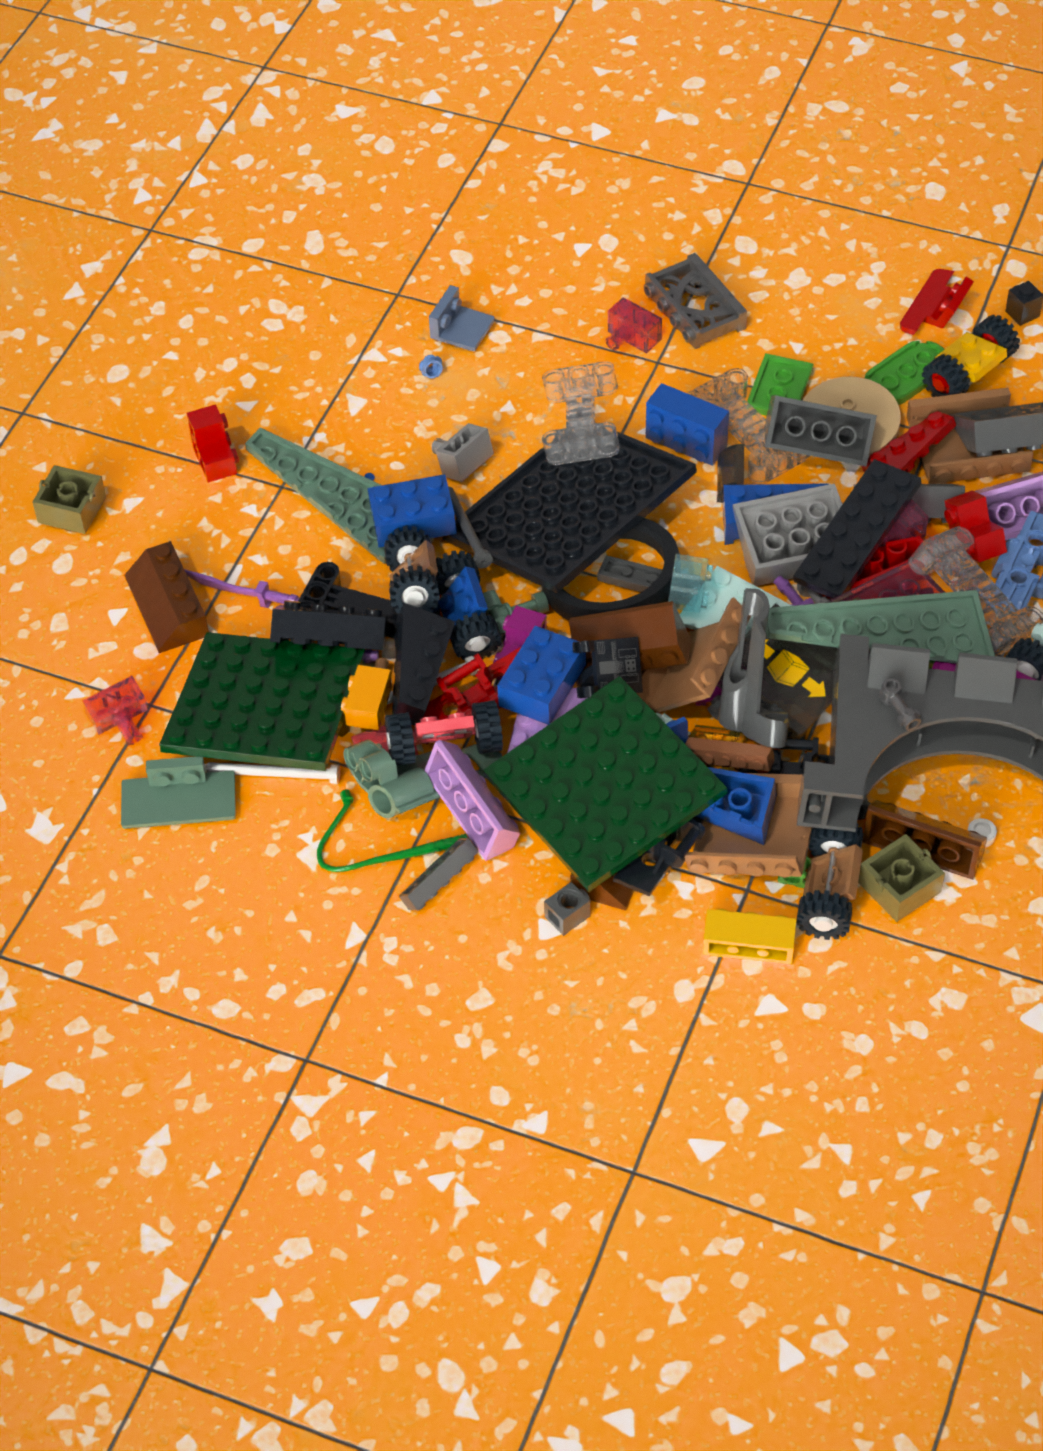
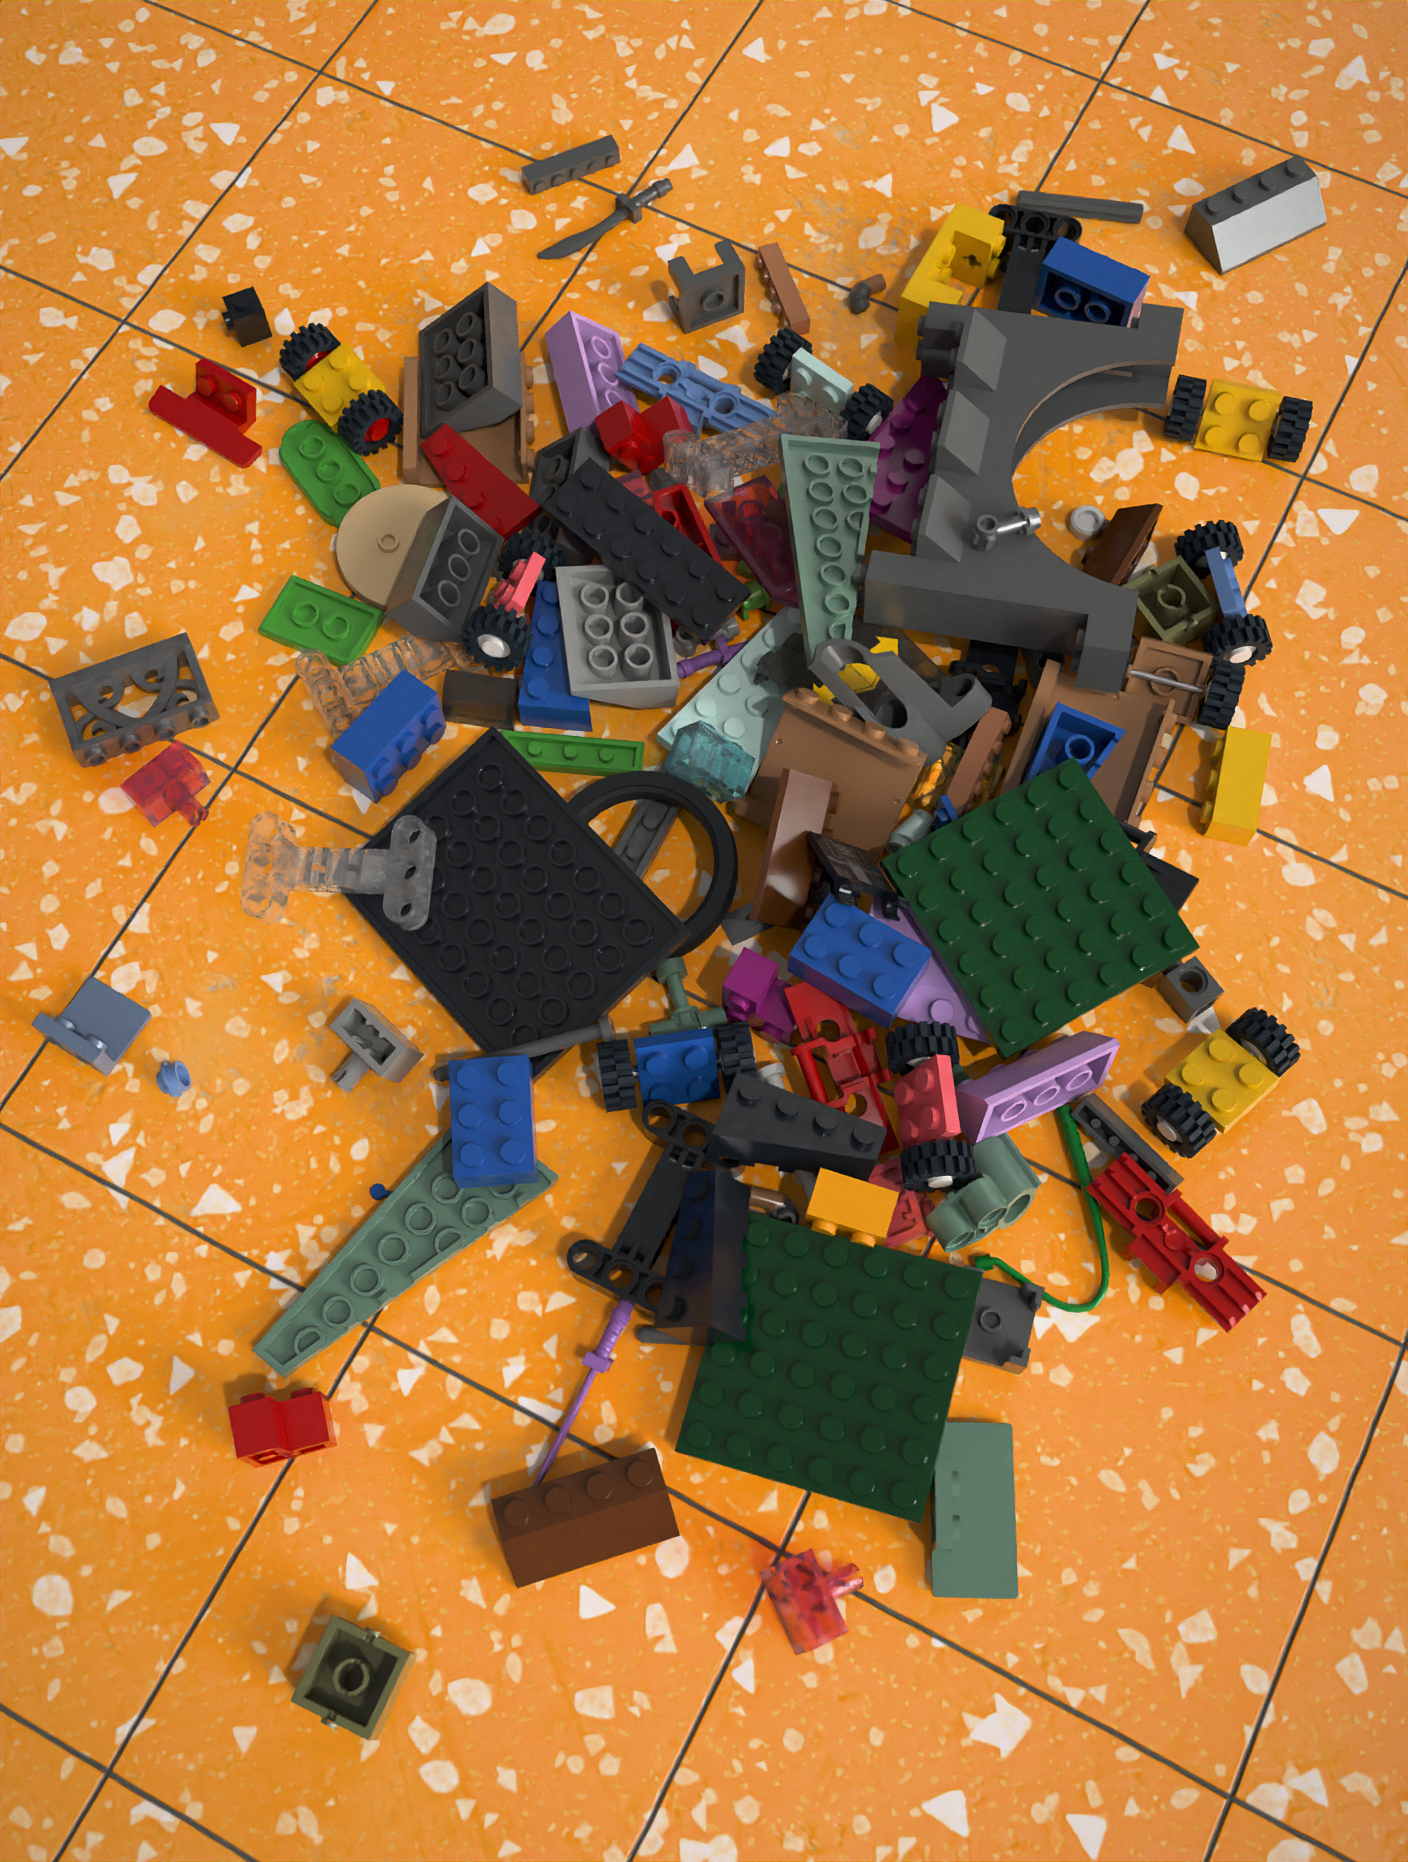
camera: 85 degrees left, 15 degrees up
(304, 801) = (1003, 1324): none -> dark grey panel
(362, 893) = (1168, 1249): none -> red piece
(412, 568) = (622, 1128): black plate -> none
(491, 921) = (1220, 1082): none -> plate
(701, 525) = (577, 753): none -> bright green tile
(770, 460) = (495, 631): none -> black plate
(919, 914) = (1215, 552): none -> black plate

